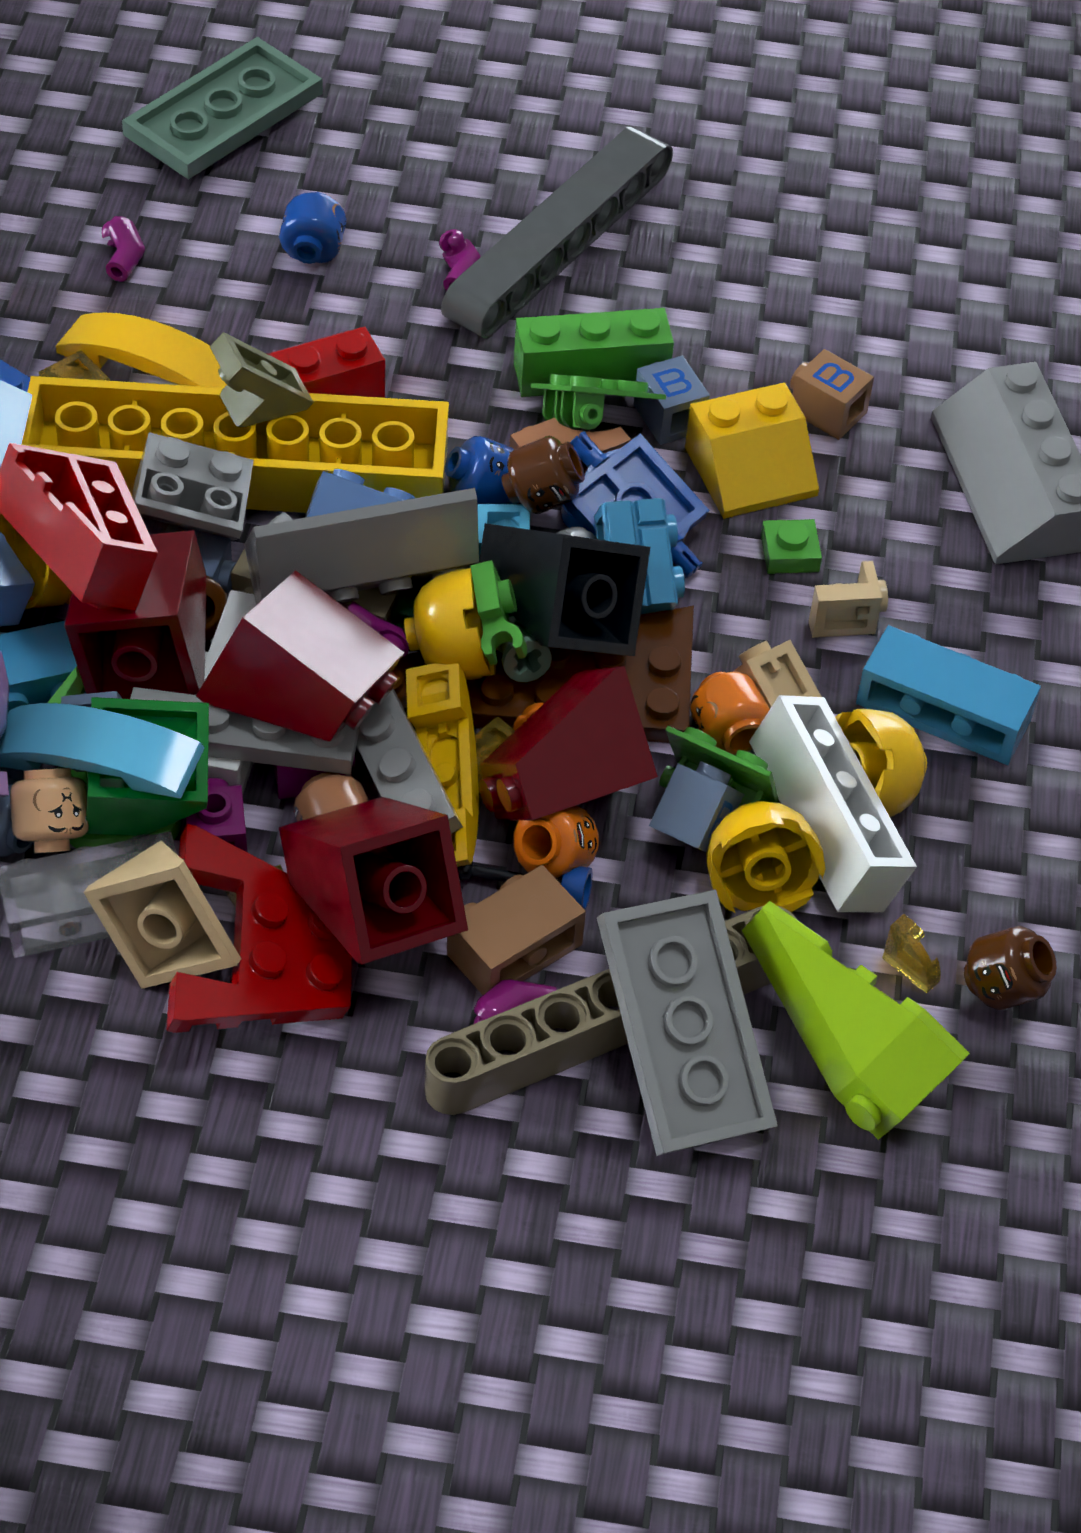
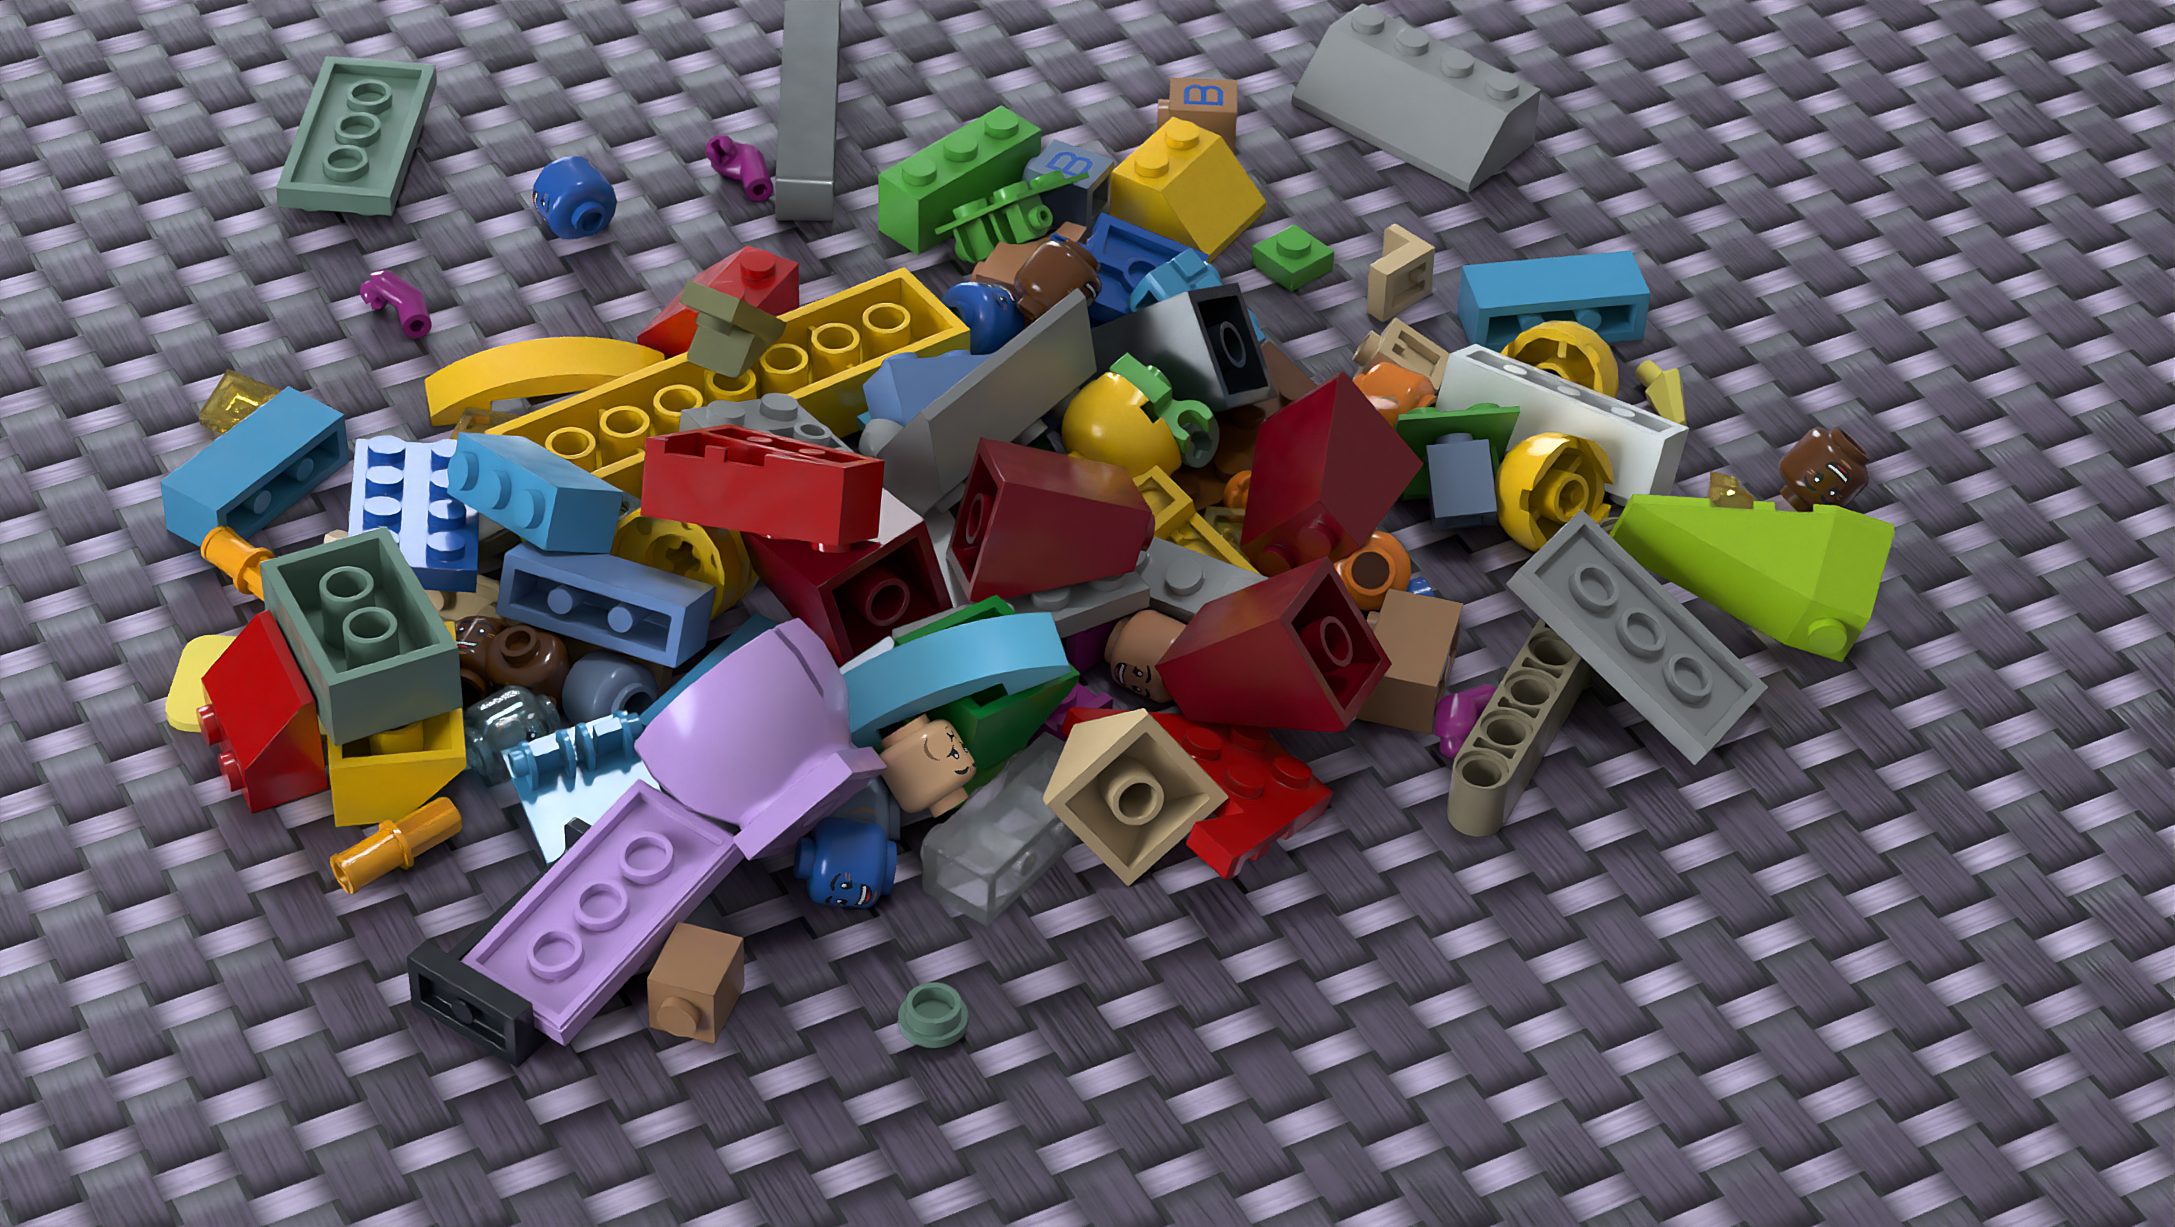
camera: 35 degrees left, 10 degrees down
(964, 826) = (1663, 391): none -> light yellow bar

